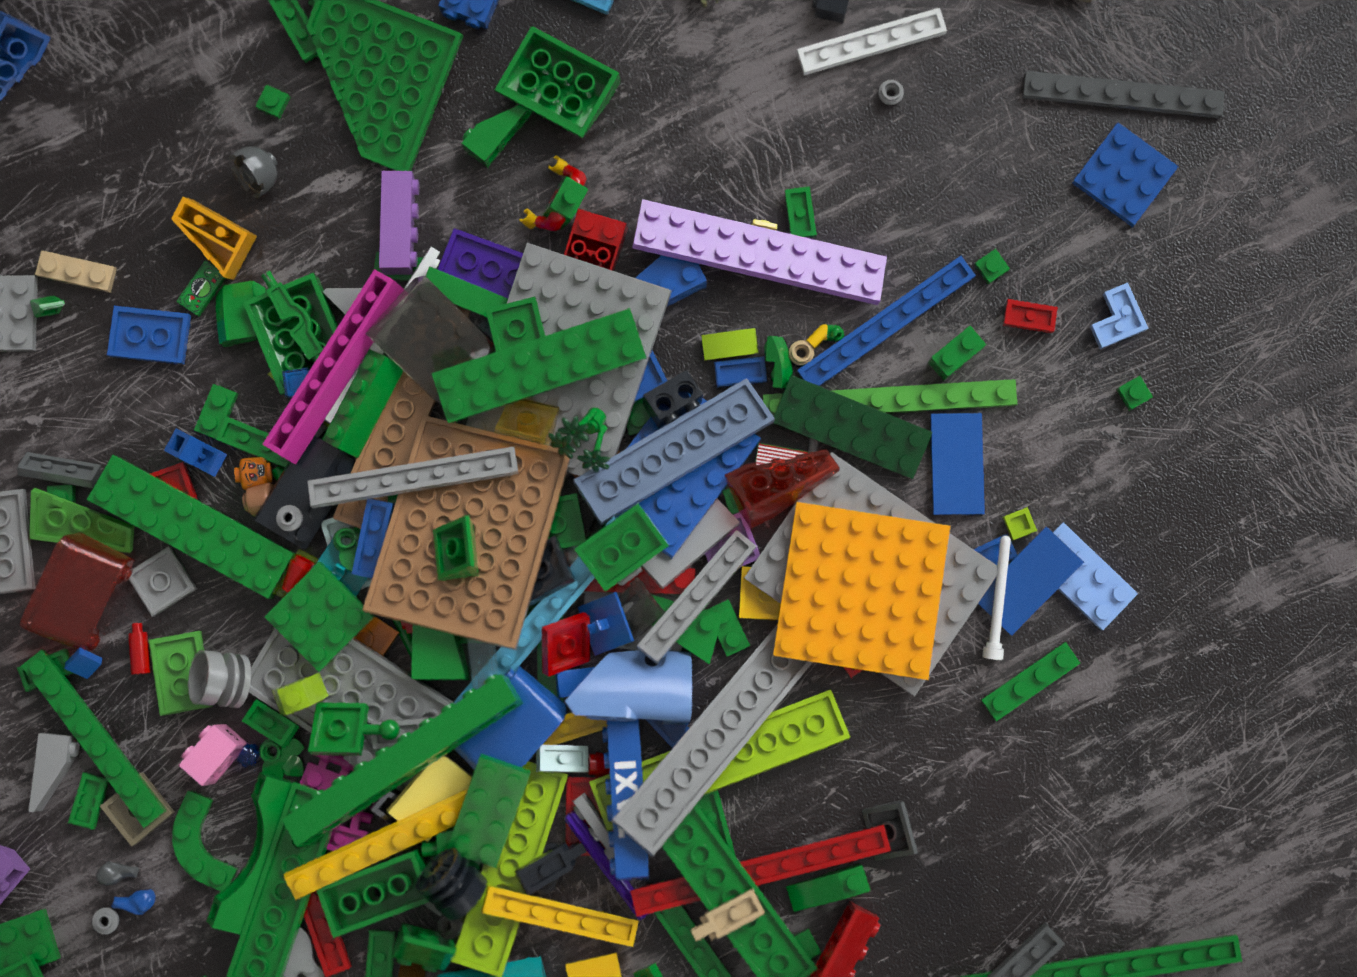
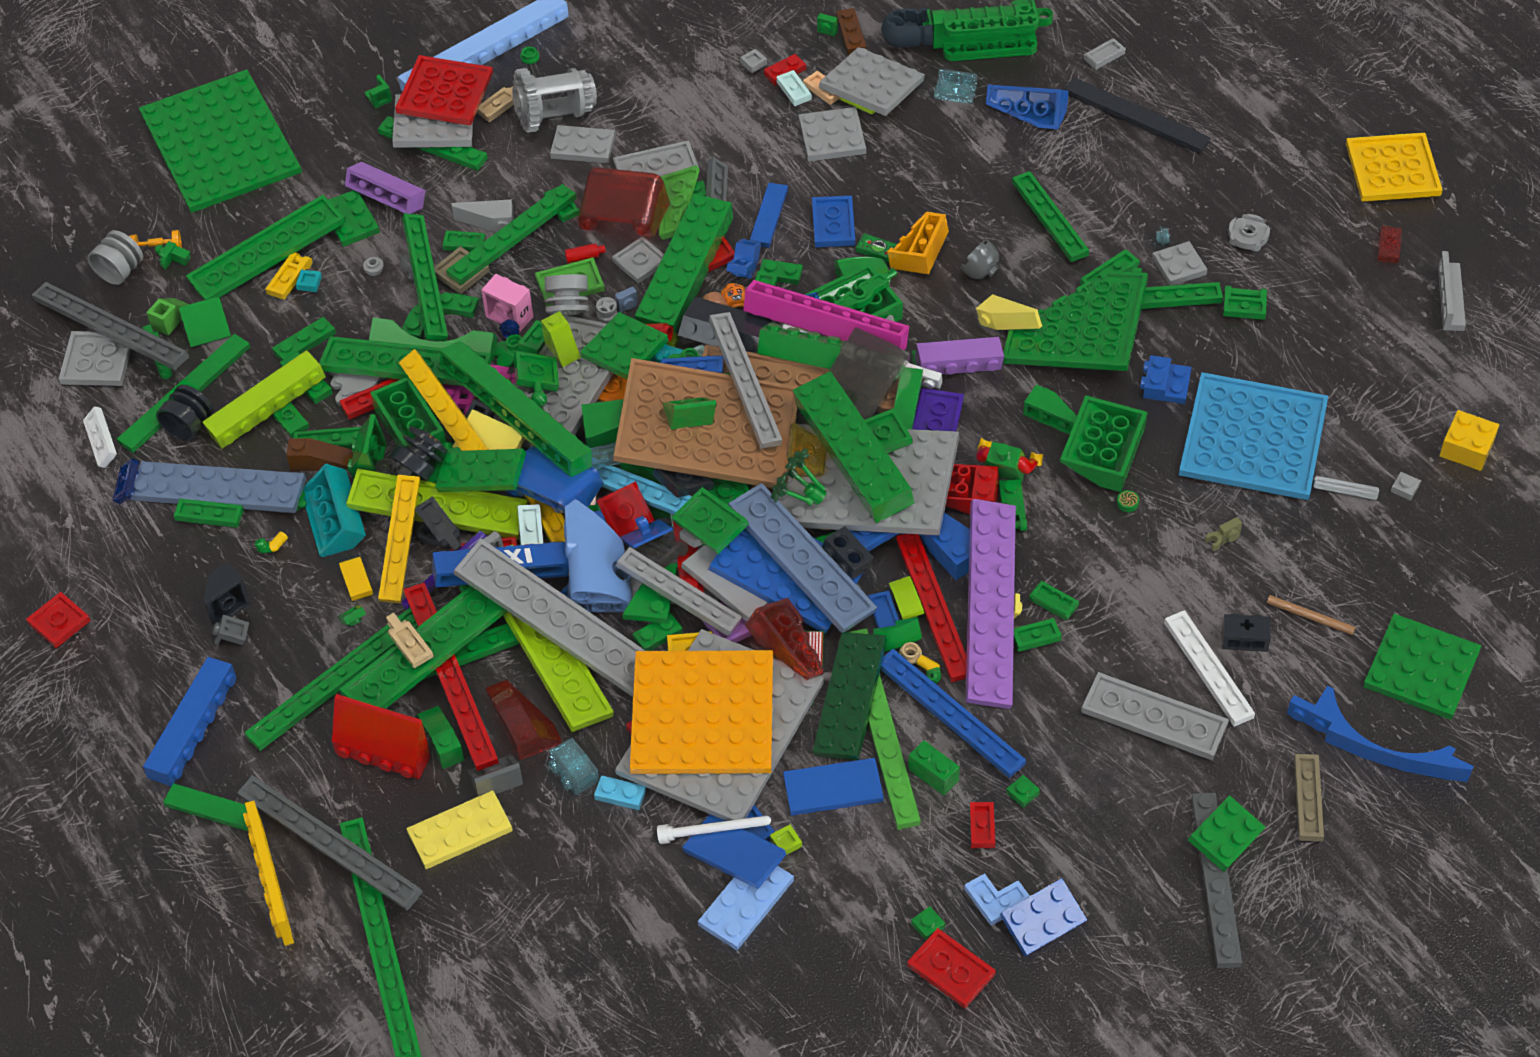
camera: 80 degrees right, 30 degrees down
(46, 306) = (842, 157): green slope -> none
(75, 271) = (875, 173): tan plate -> none
(83, 663) = (569, 220): blue tile -> none
(119, 412) = (769, 214): none -> blue tile
(137, 903) = (389, 282): blue animal -> none
(147, 856) = (424, 277): none -> green plate
(193, 75) = (1050, 216): none -> green plate
(230, 605) = (626, 299): none -> sand blue plate
(234, 632) = (606, 304): none -> light grey wheel
(272, 101) = (1042, 268): green plate -> none
(296, 518) = (699, 313): light grey plate -> none
(347, 157) = (1006, 315): none -> light yellow slope
(615, 203) = (1012, 494): none -> green plate
(634, 77) = (1128, 501): none -> green tile
(750, 315) = (934, 606): none -> red plate
(757, 185) = (1054, 600): none -> green plate
(822, 792) = (523, 722): none -> clear red wedge
(891, 85) = (1167, 684): light grey plate -> none
(895, 741) = (573, 766): none -> clear light blue brick
(923, 111) = (1155, 716): none -> light grey plate
(930, 695) = (620, 792): none -> medium azure plate
(951, 875) = (459, 829): none -> light yellow plate
(1030, 681) = (642, 870): green plate -> none
(1081, 70) = (1226, 833): none -> green plate
(1125, 174) = (1138, 890): blue plate -> none
(1149, 275) = (1043, 917): none -> plate
(1192, 378) = (951, 968): none -> red plate

